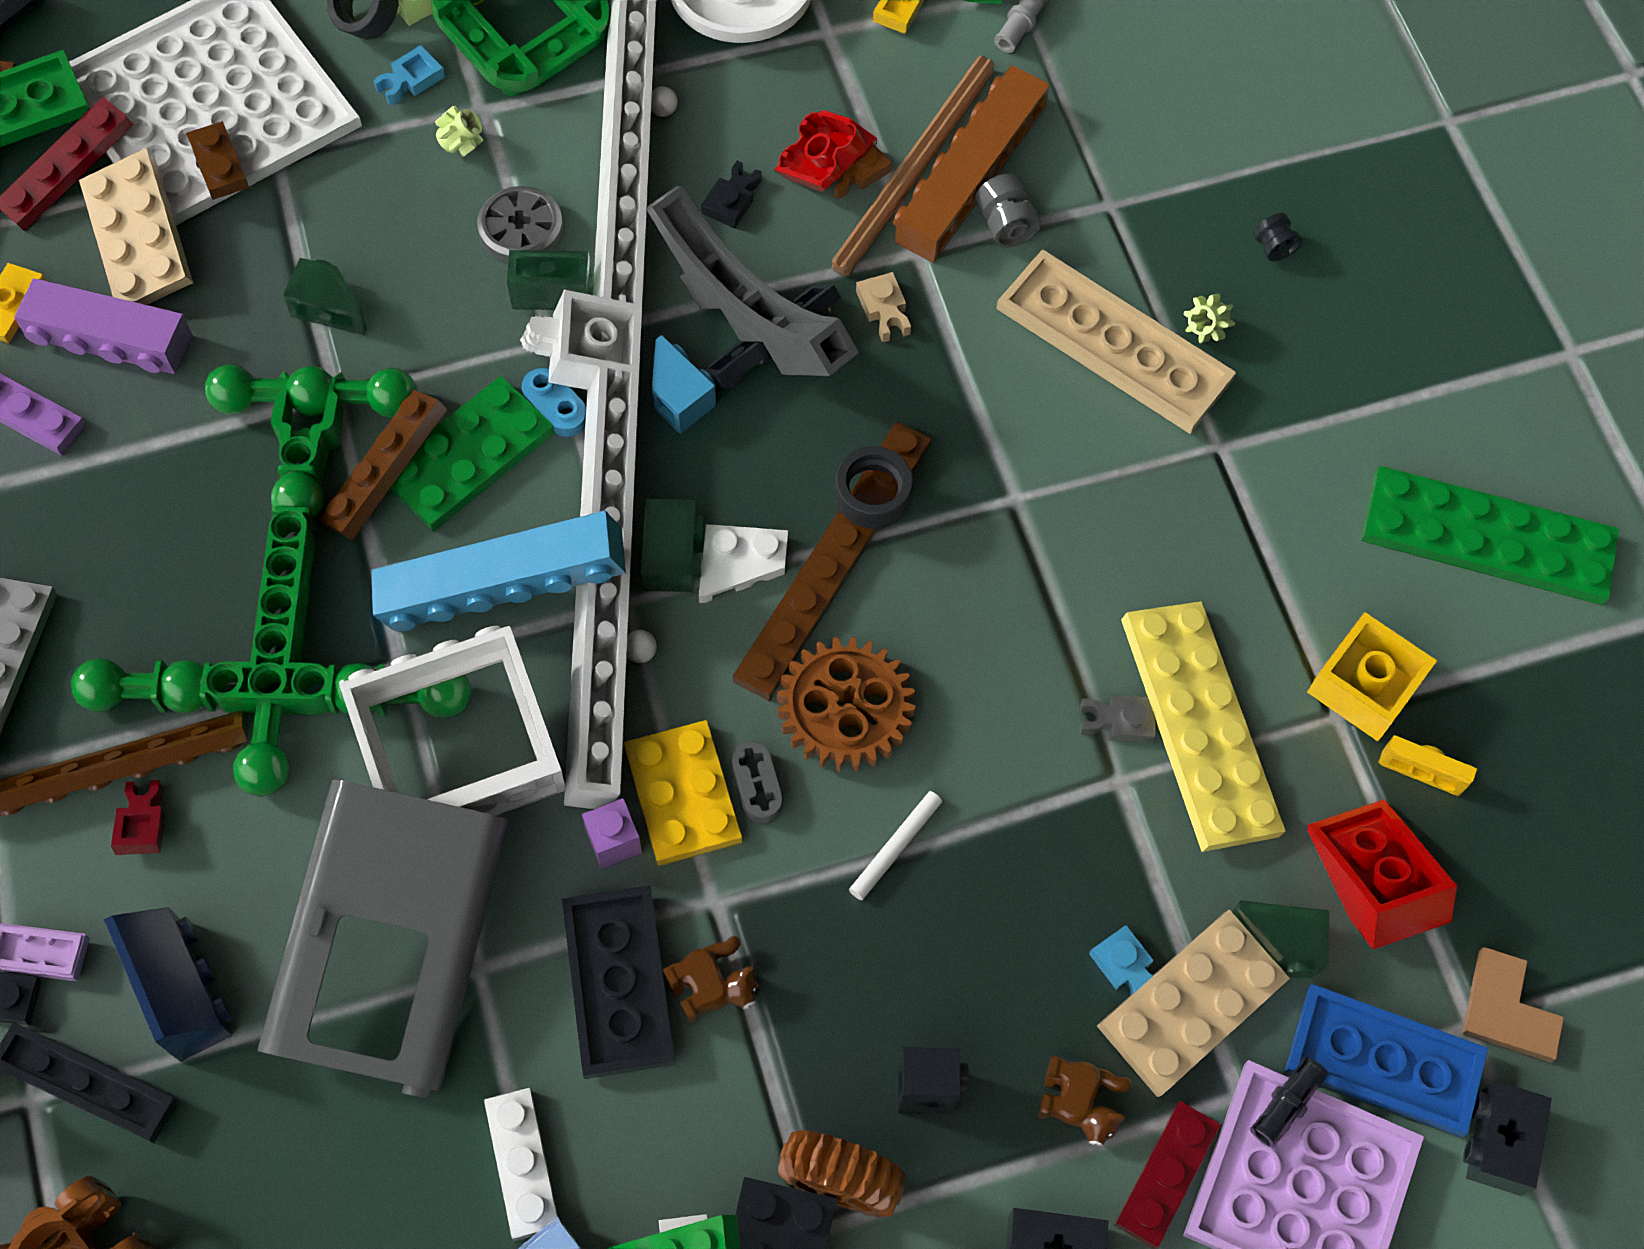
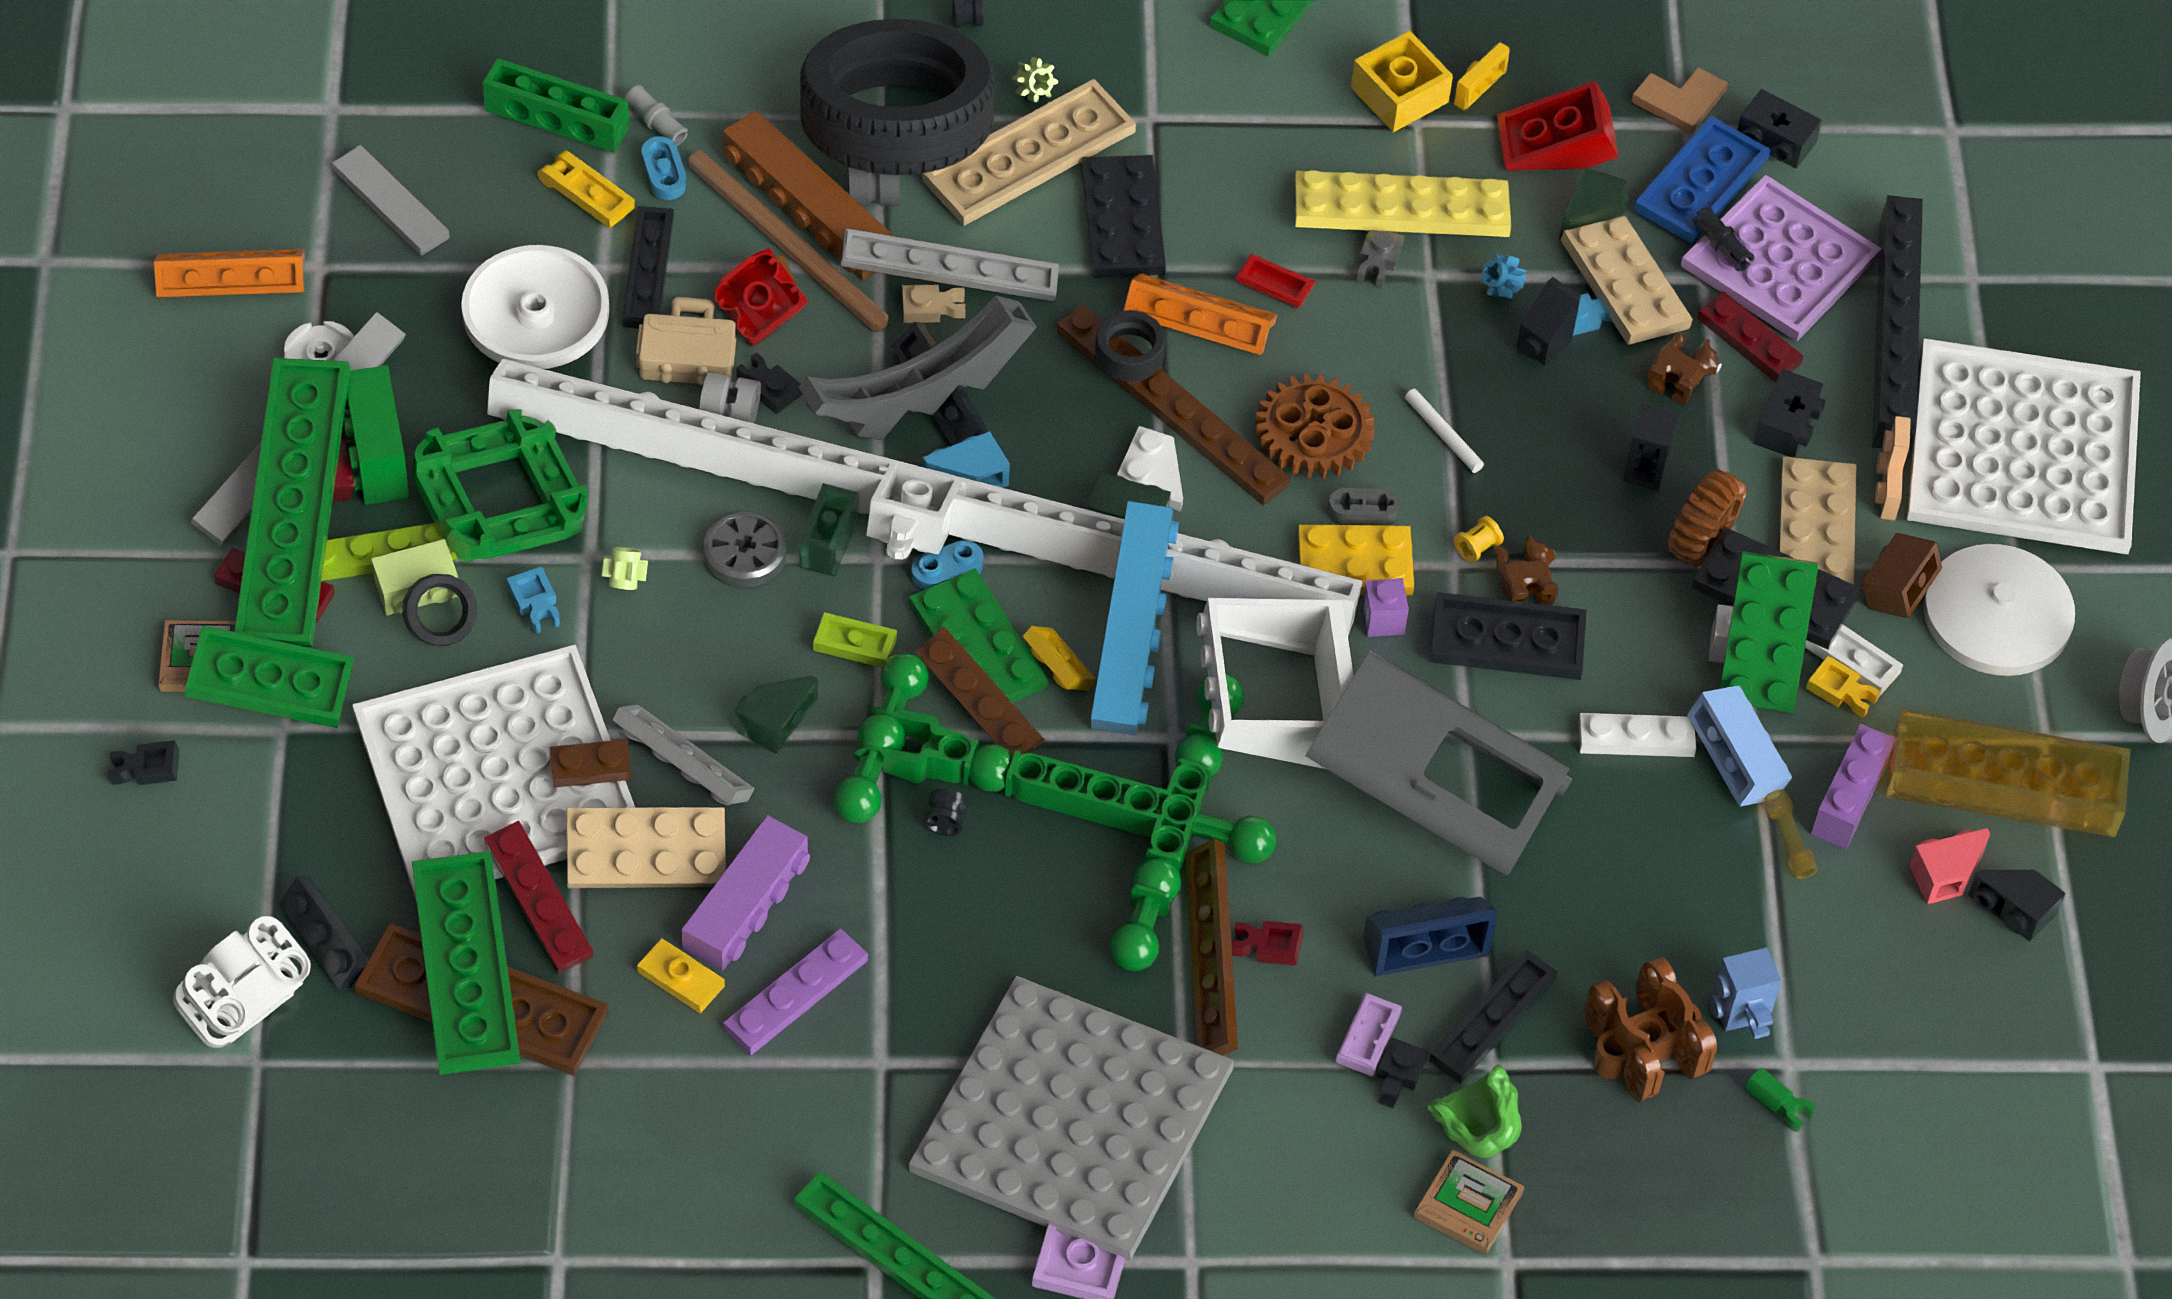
camera: 75 degrees left, 10 degrees down
(237, 472) = (945, 812): none -> black wheel
(255, 236) = (675, 749): none -> light grey plate
(432, 343) = (854, 640): none -> lime plate
(459, 523) = (1057, 655): none -> yellow plate
(688, 159) = (718, 393): none -> light grey wheel
(744, 114) = (685, 347): none -> tan piece
(744, 915) = (1478, 539): none -> yellow bush
(838, 63) = (648, 264): none -> black tile
(925, 302) = (949, 264): none -> light grey tile
(953, 41) = (667, 174): none -> dark azure plate
(957, 549) = (1201, 313): none -> orange fence
(1039, 618) = (1274, 281): none -> red tile
(1070, 450) = (1123, 216): none -> black plate
(1073, 920) = (1549, 322): none -> black slope
(1134, 855) = (1503, 276): none -> dark azure gear
(1139, 141) = (897, 137): none -> black tyre

